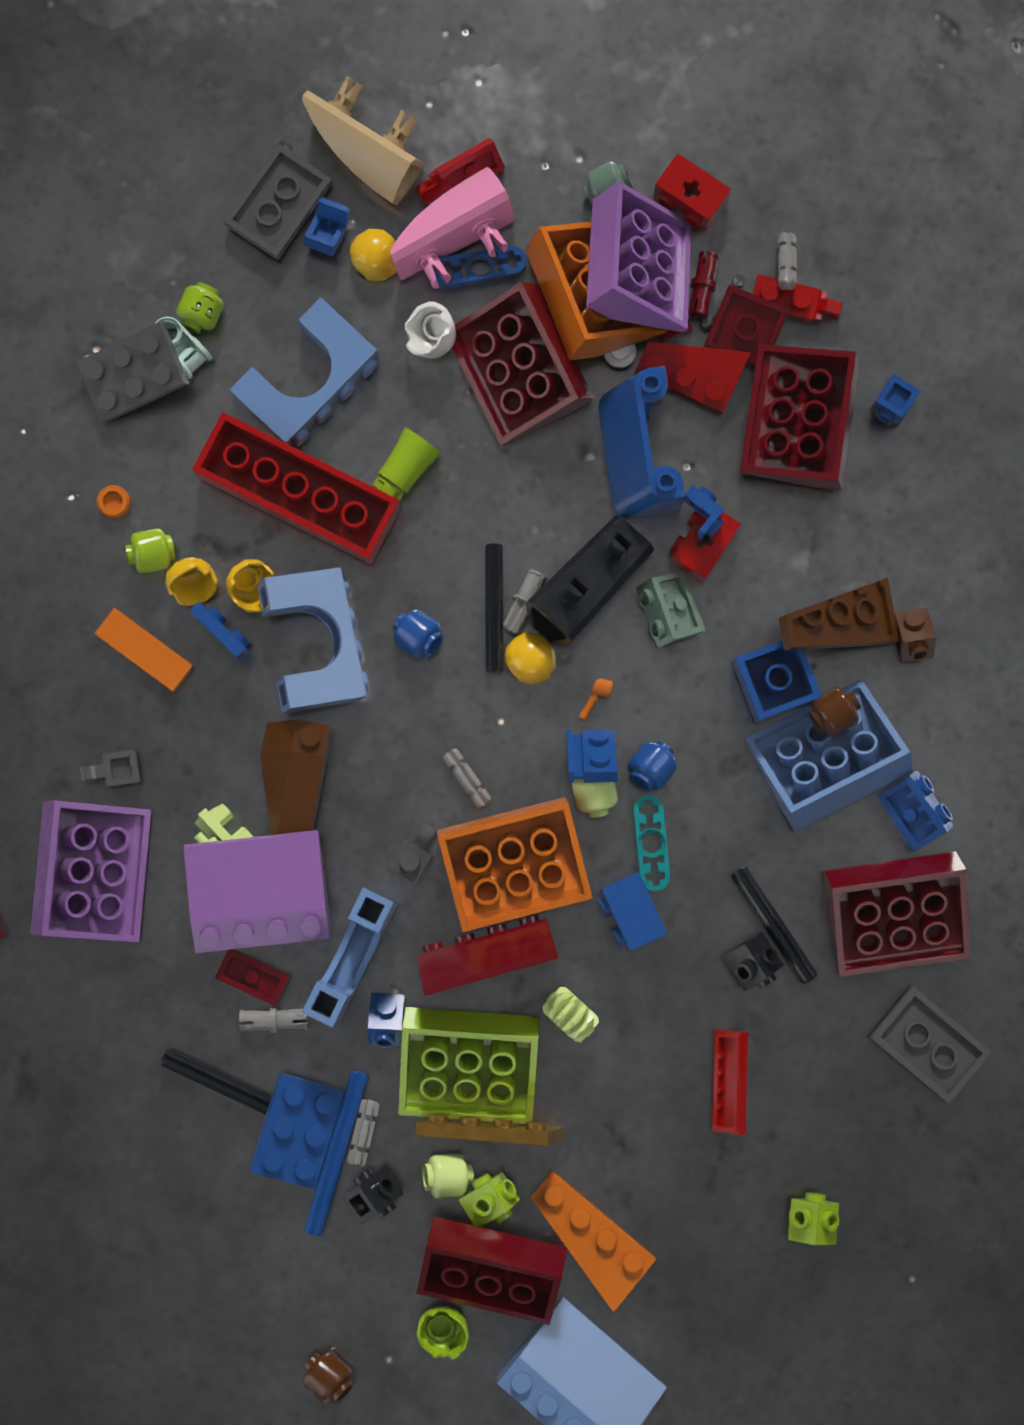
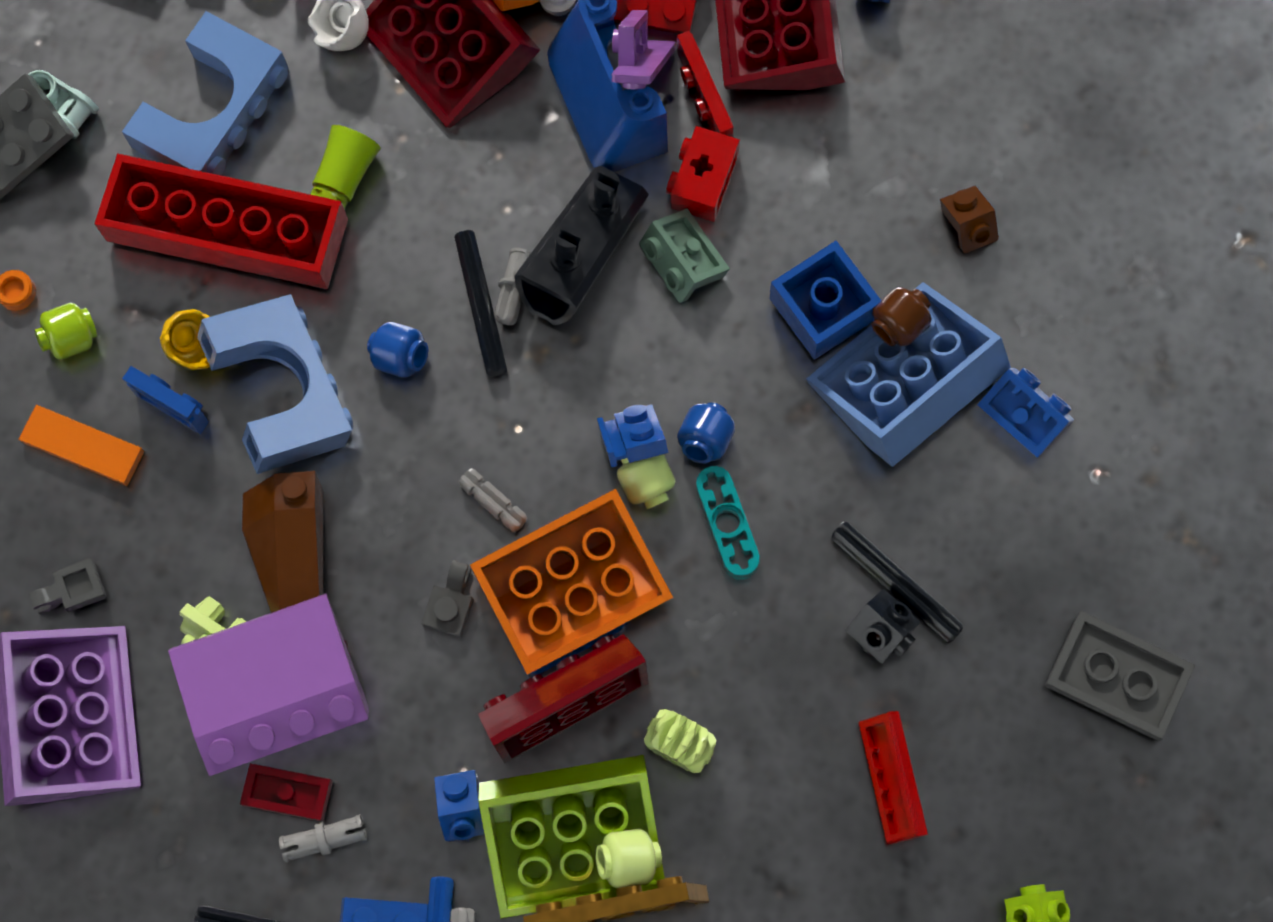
camera: 10 degrees left, 10 degrees down
(191, 581) = (118, 348): yellow hair -> none
(200, 307) = (72, 56): lime head -> none
(337, 987) = (412, 680): medium blue arch -> none
(508, 1098) = (628, 858): none -> yellowish green head
(530, 658) = (535, 348): yellow hair -> none
(602, 688) = (625, 361): orange hand -> none
(632, 912) = (723, 601): blue brick -> none
(677, 433) = (637, 56): none -> medium lavender bracket
(705, 504) = (693, 125): blue bracket -> none
(719, 453) = (697, 76): none -> red plate
(846, 620) = (892, 214): reddish brown wing -> none
(898, 913) = (1039, 532): dark red slope -> none

